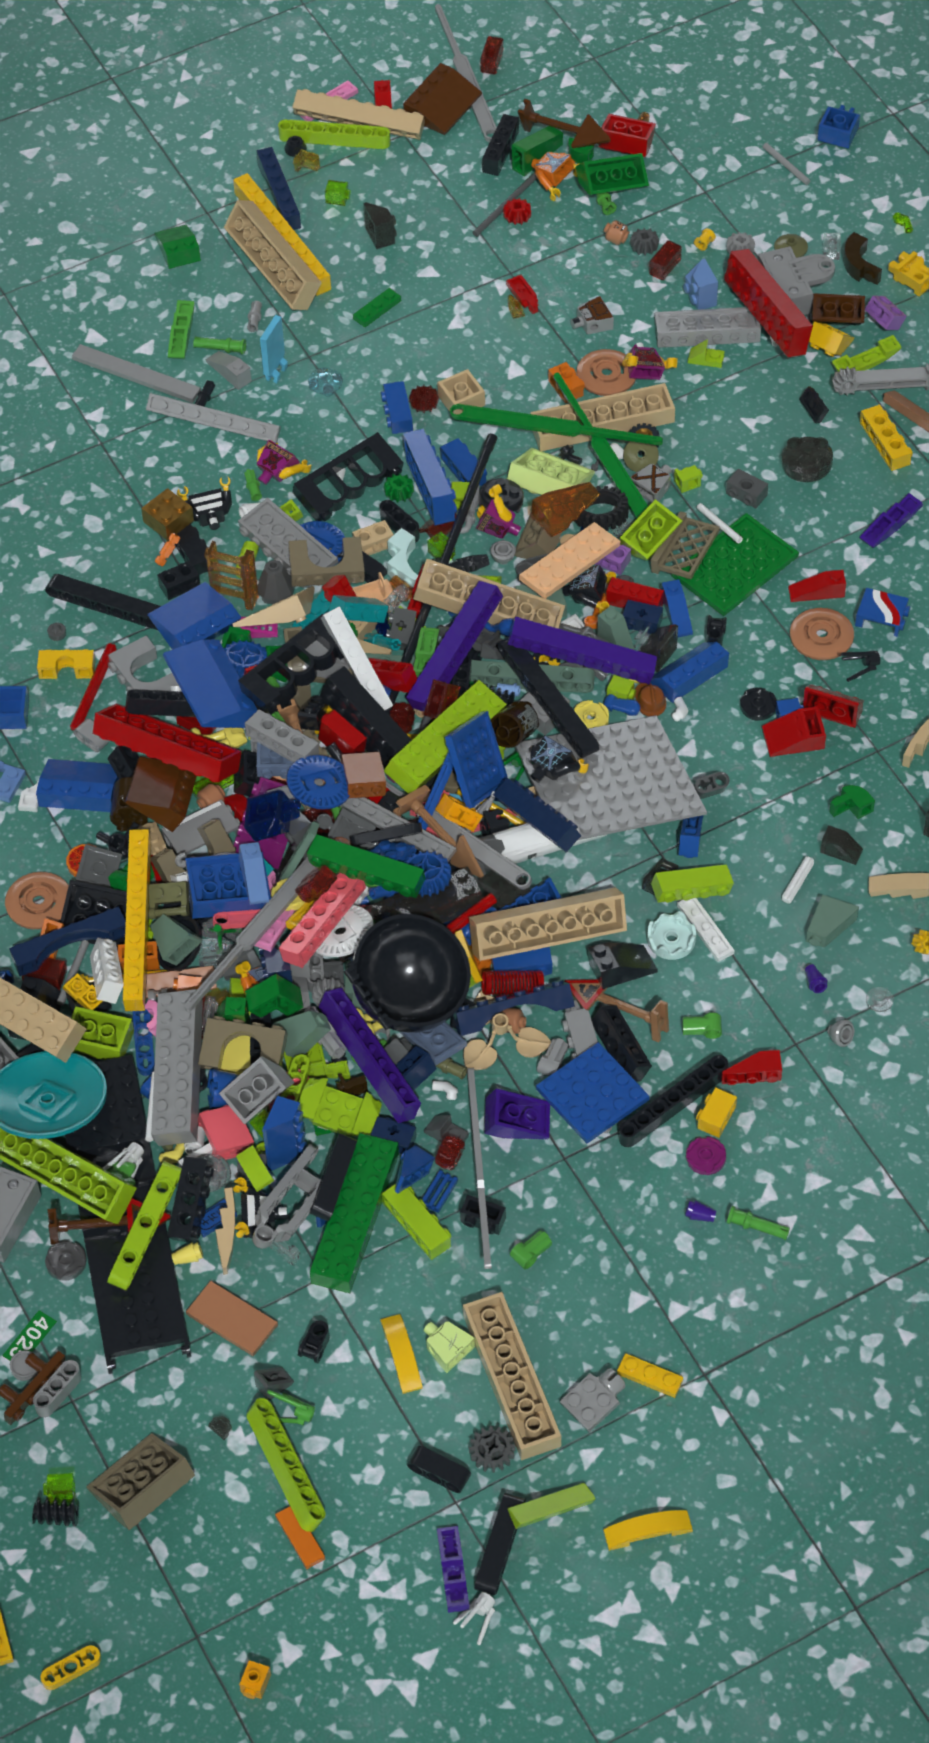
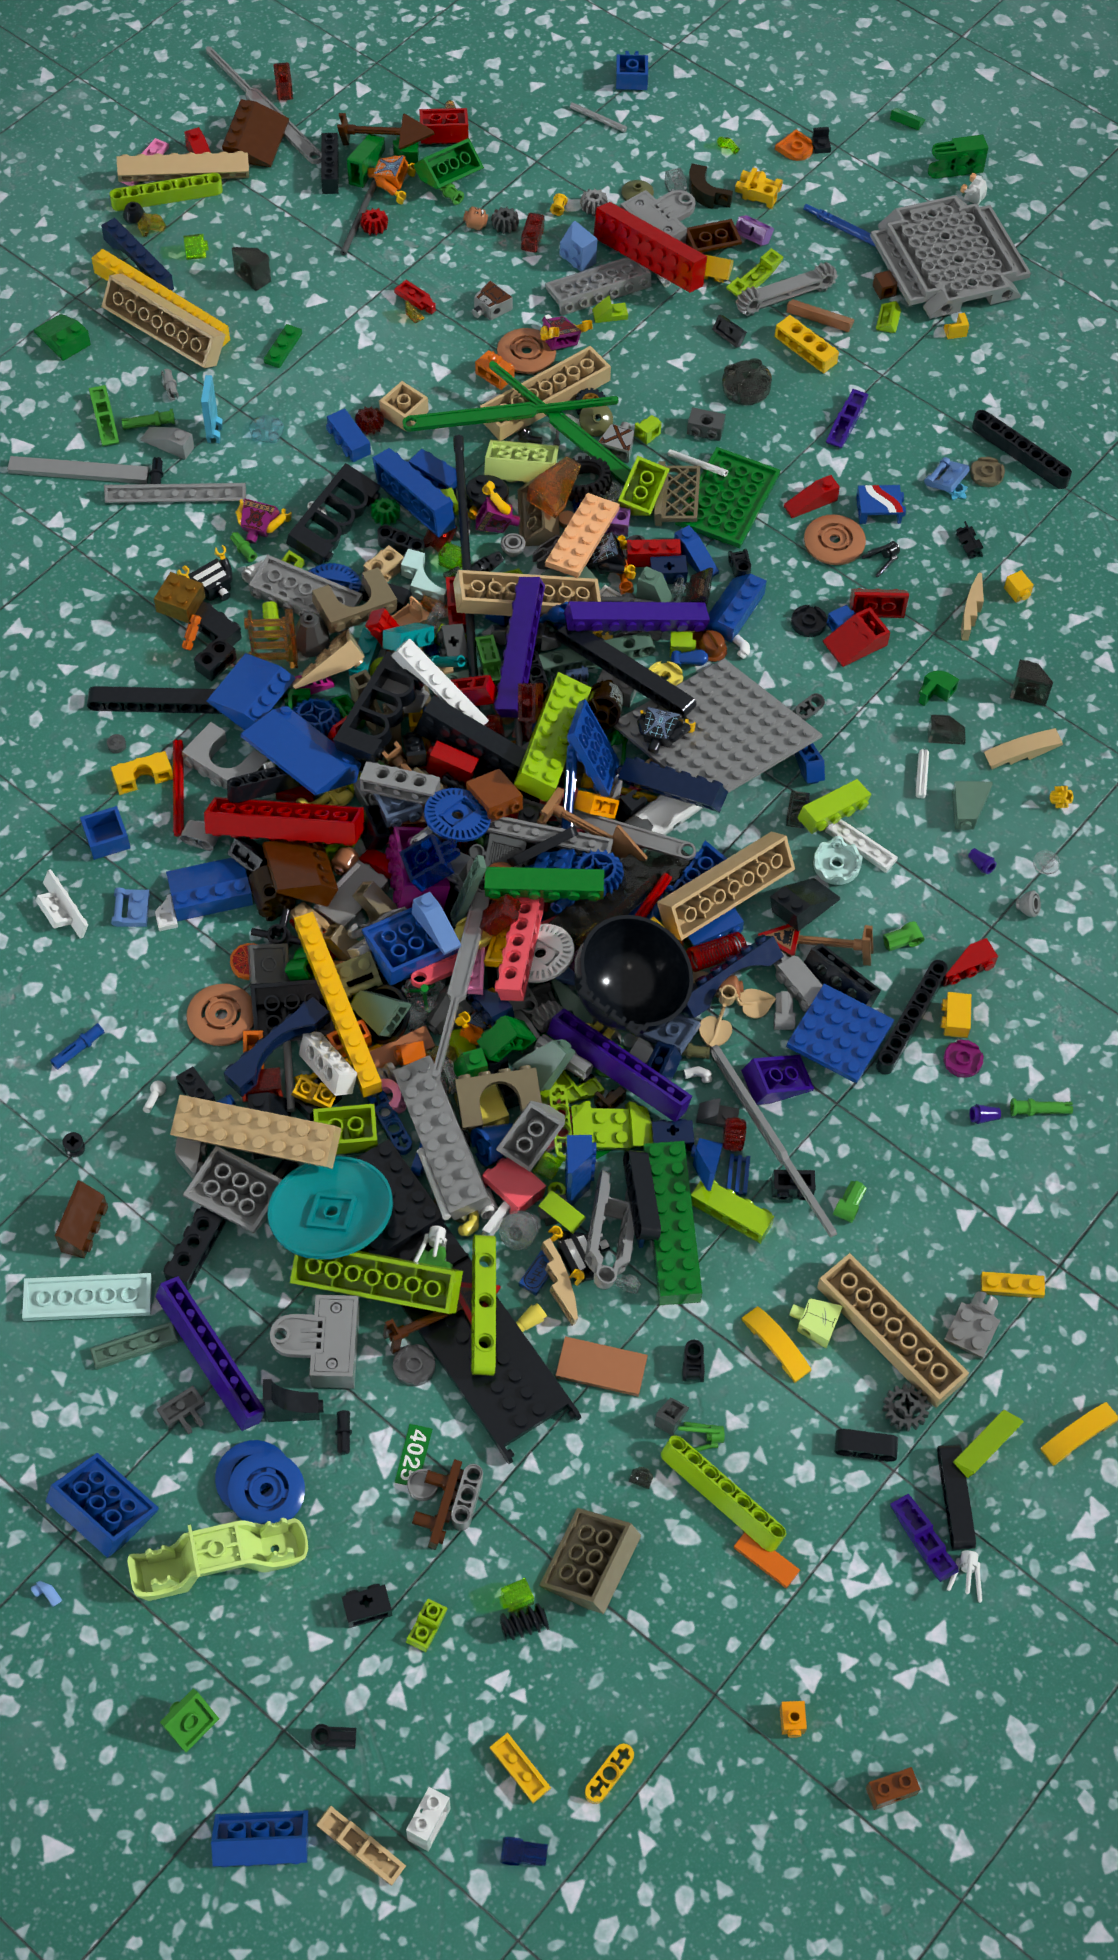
camera: 25 degrees left, 5 degrees up
(186, 1189) = (503, 1233): black brick -> none

